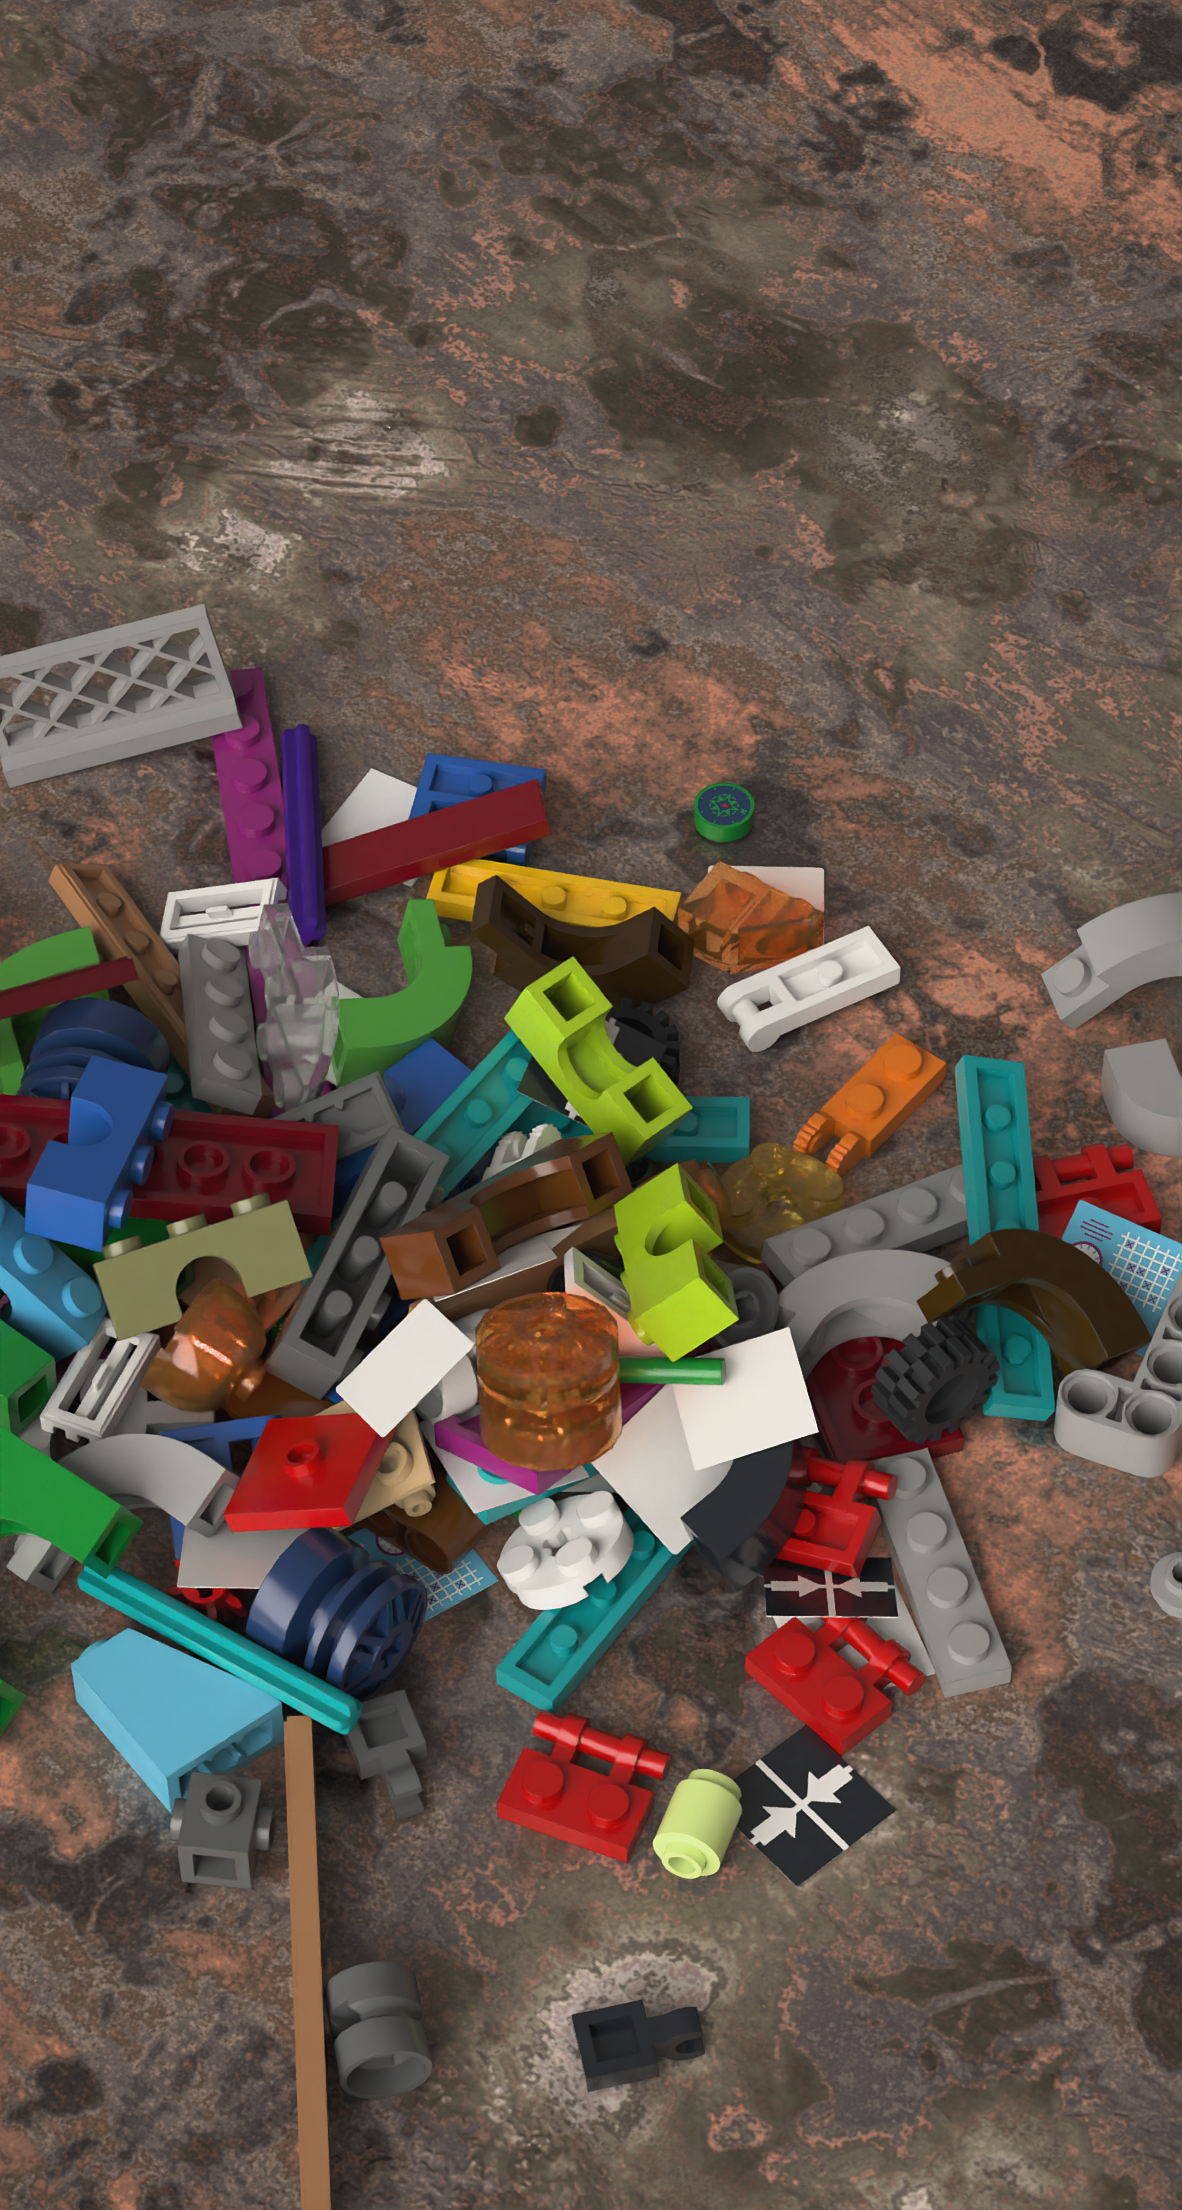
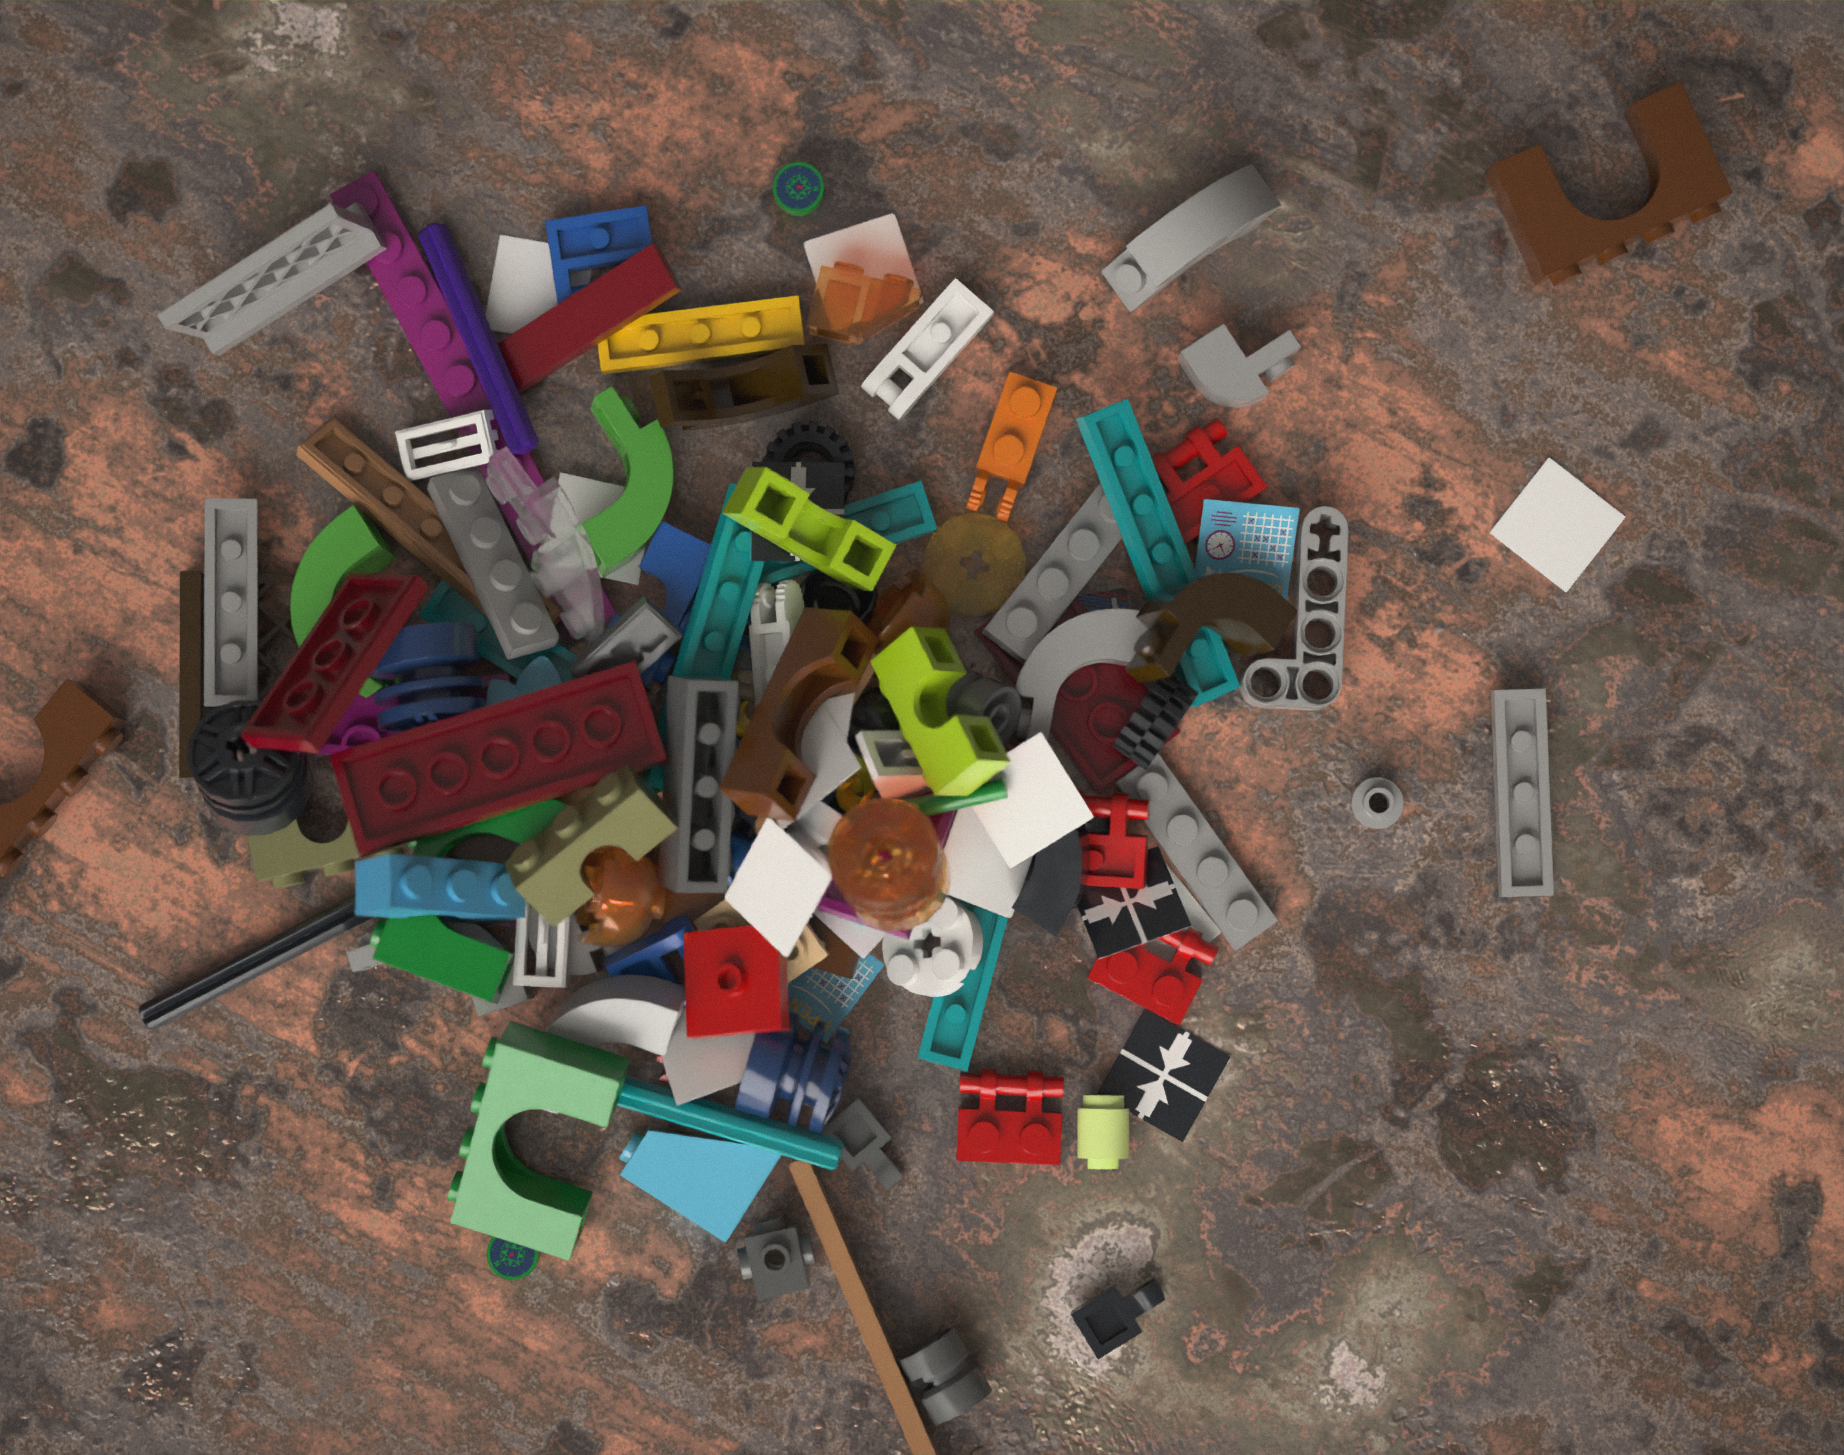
camera: 15 degrees left, 35 degrees up
(88, 1184) = (483, 837): blue arch -> none

